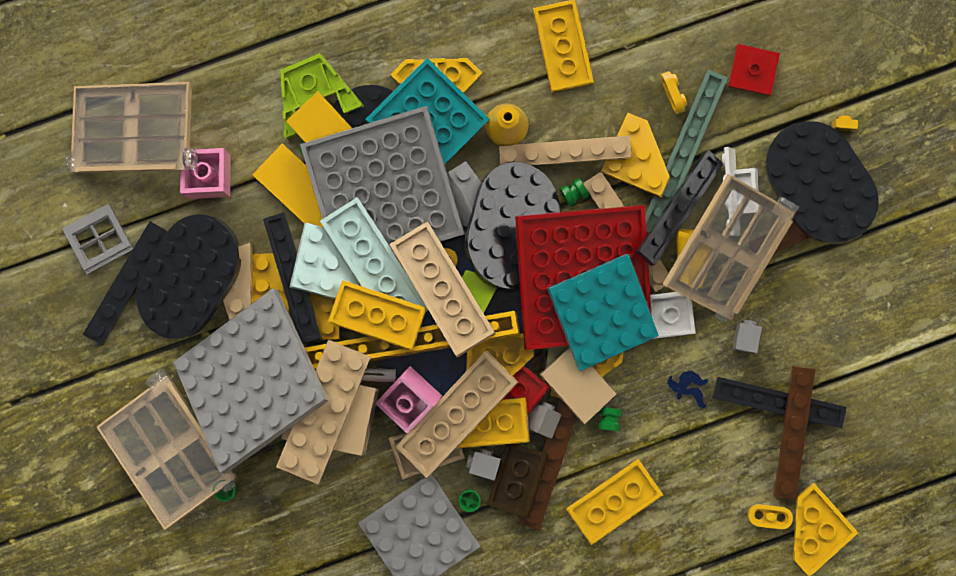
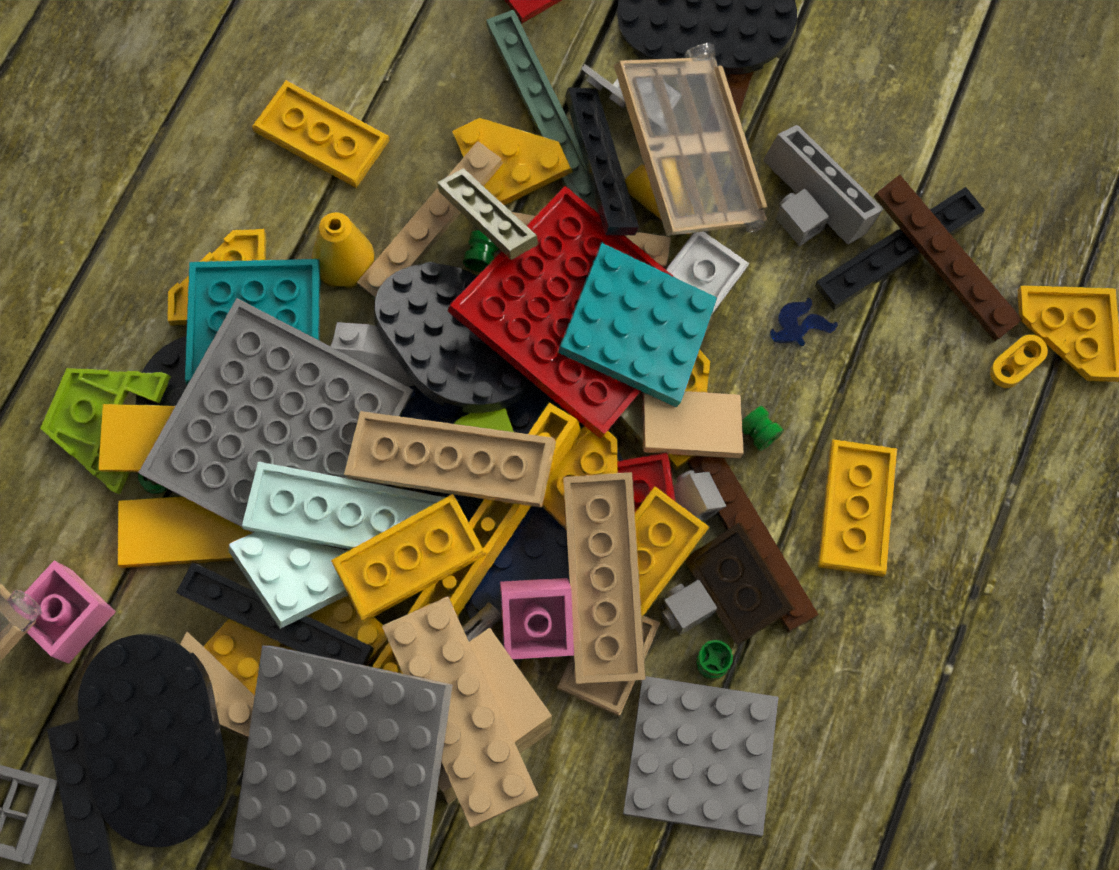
camera: 45 degrees left, 15 degrees down
(588, 184) = (487, 214): none -> plate
(670, 85) = (476, 72): yellow plate -> none
(776, 332) = (807, 166): none -> light grey brick

